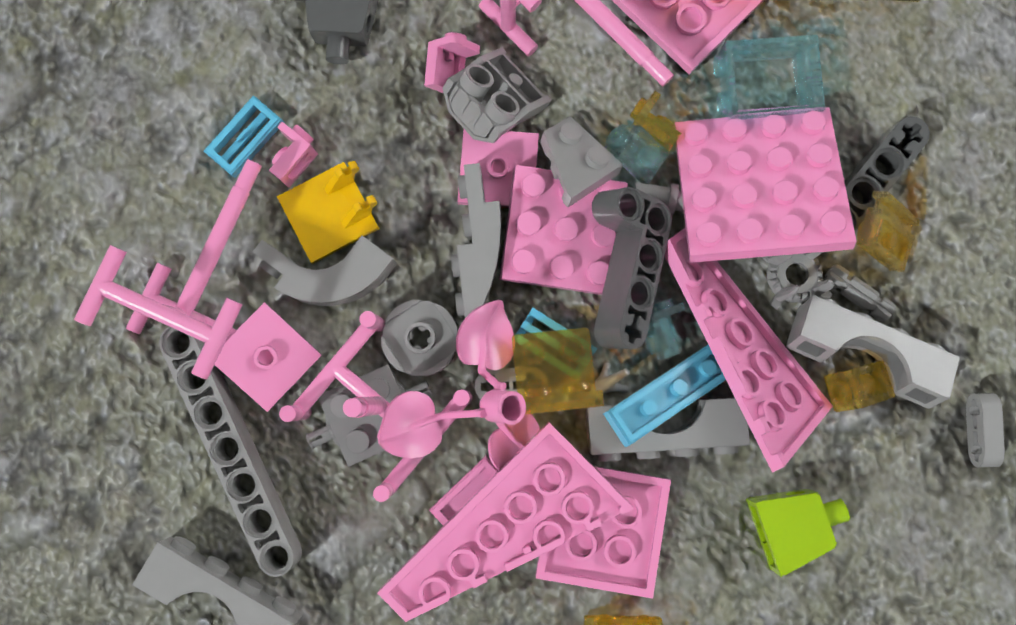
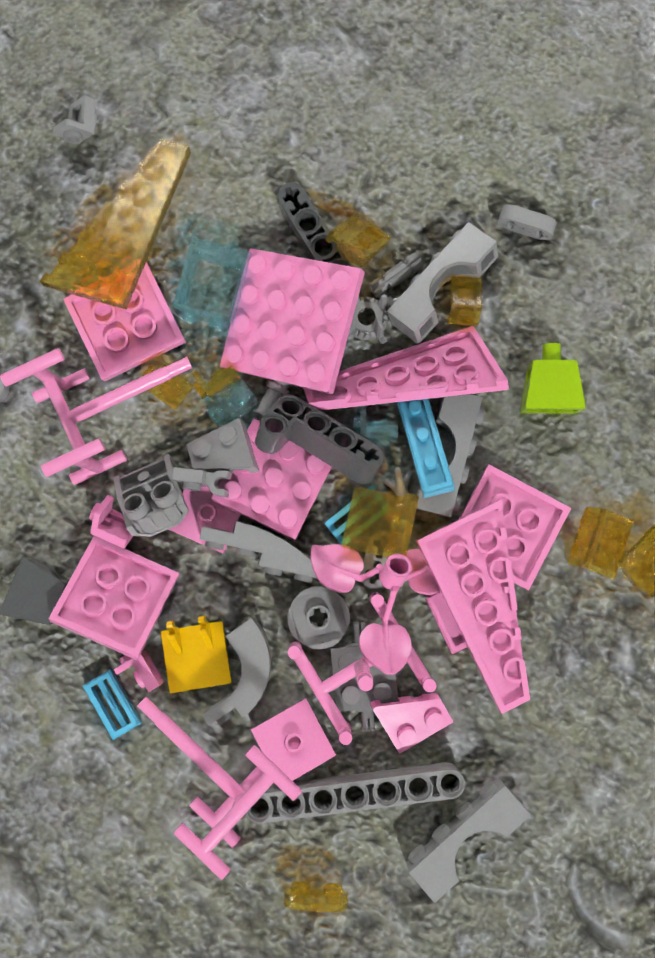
camera: 70 degrees left, 0 degrees up
(99, 454) = (310, 898): none -> clear yellow plate
(337, 487) = (412, 719): none -> bright pink wing
(364, 94) = (114, 597): none -> bright pink plate
(532, 137) = (195, 479): none -> light grey plate
(627, 75) = (170, 392): none -> clear yellow bracket

